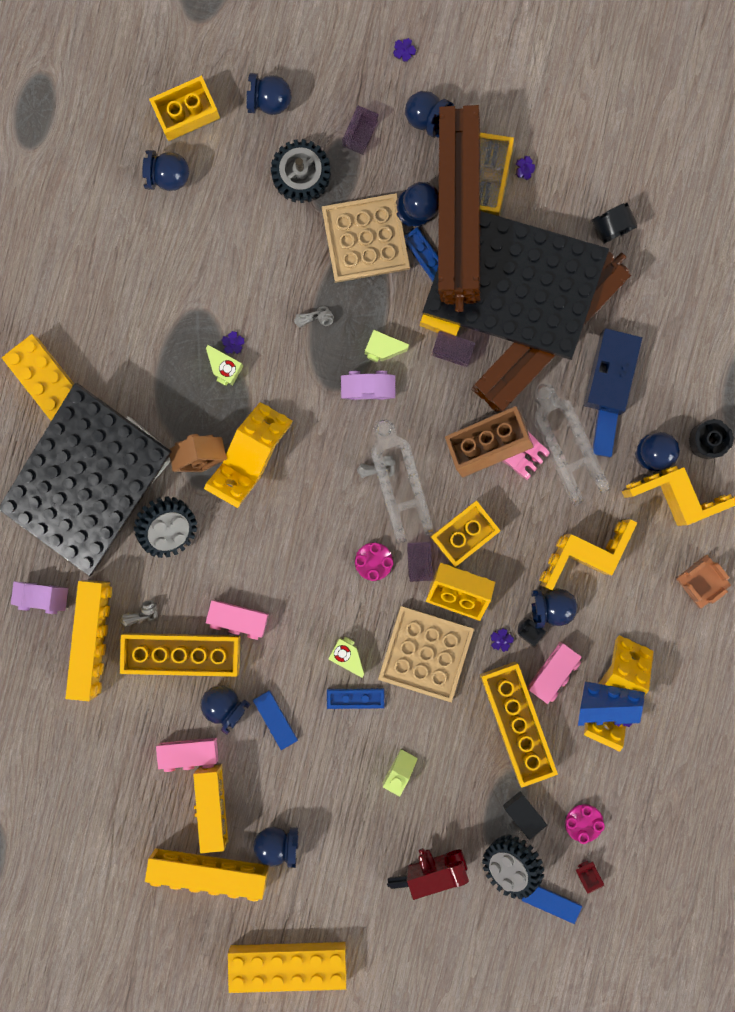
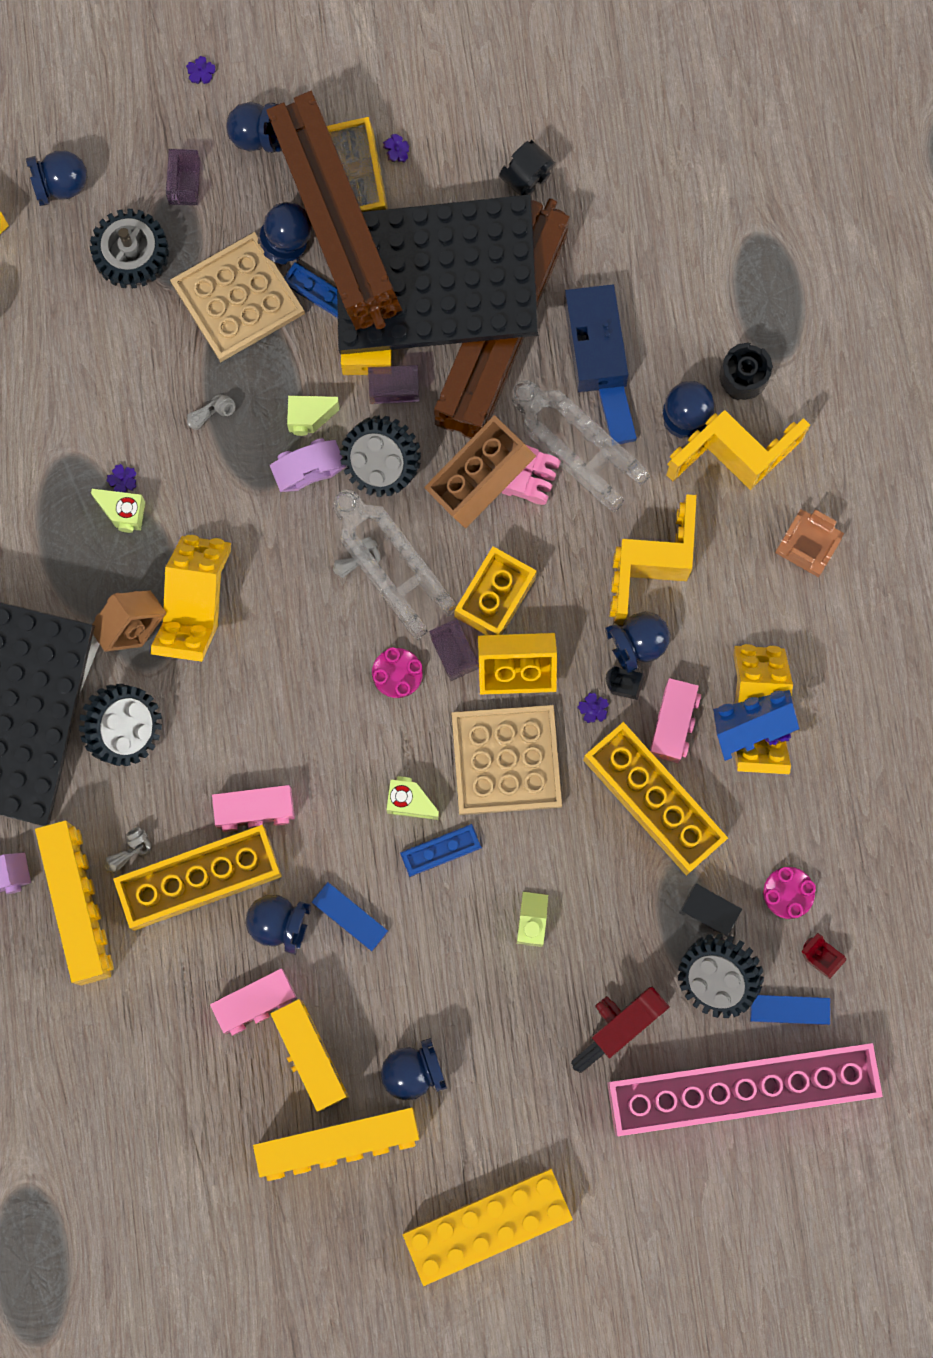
camera: 20 degrees left, 10 degrees down
(422, 402) = (380, 456): none -> wheel
(498, 947) = (744, 1089): none -> bright pink brick

